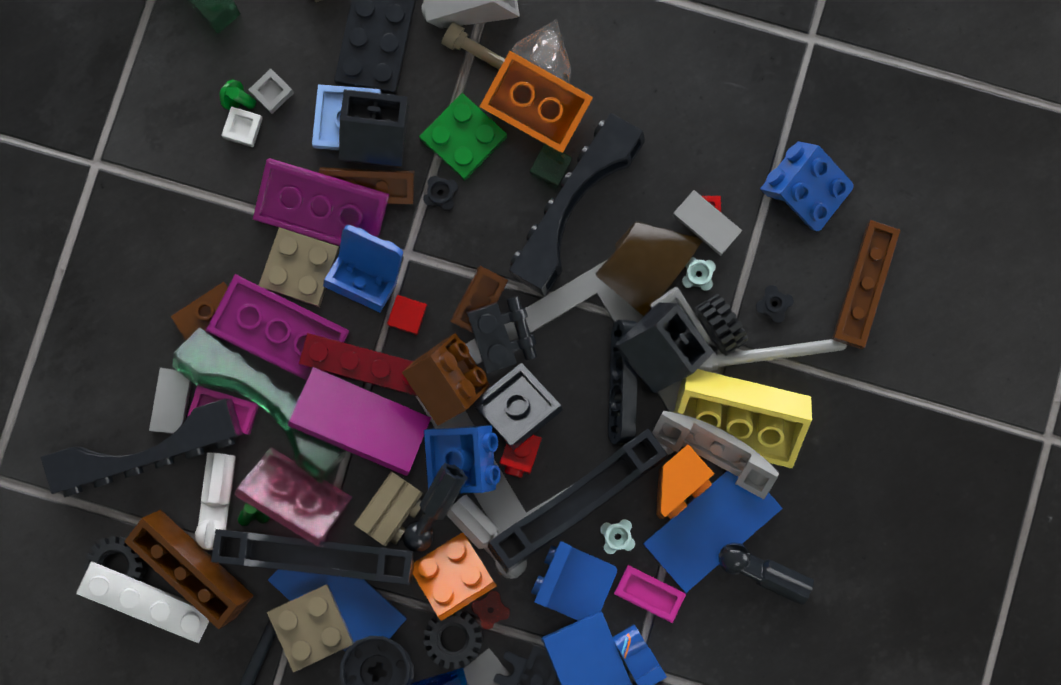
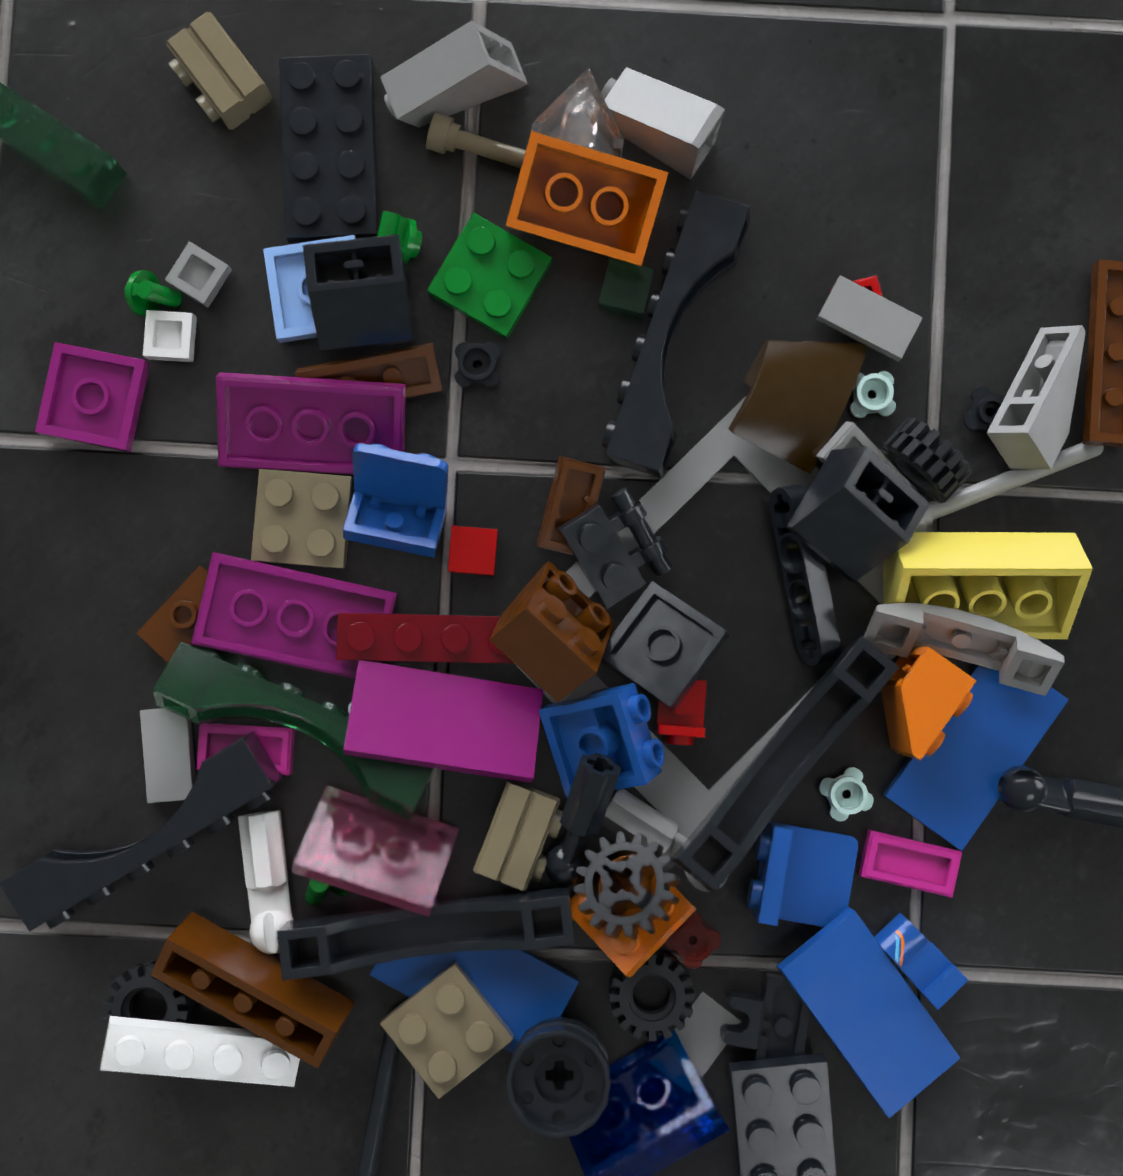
camera: 15 degrees left, 5 degrees up
(181, 155) = (92, 397): none -> magenta plate
(413, 93) = (406, 228): none -> green plate
(443, 569) = (613, 898): none -> black gear
(600, 61) = (663, 119): none -> slope
(807, 305) = (1040, 400): none -> light grey slope
(808, 184) = (998, 227): blue bracket -> none

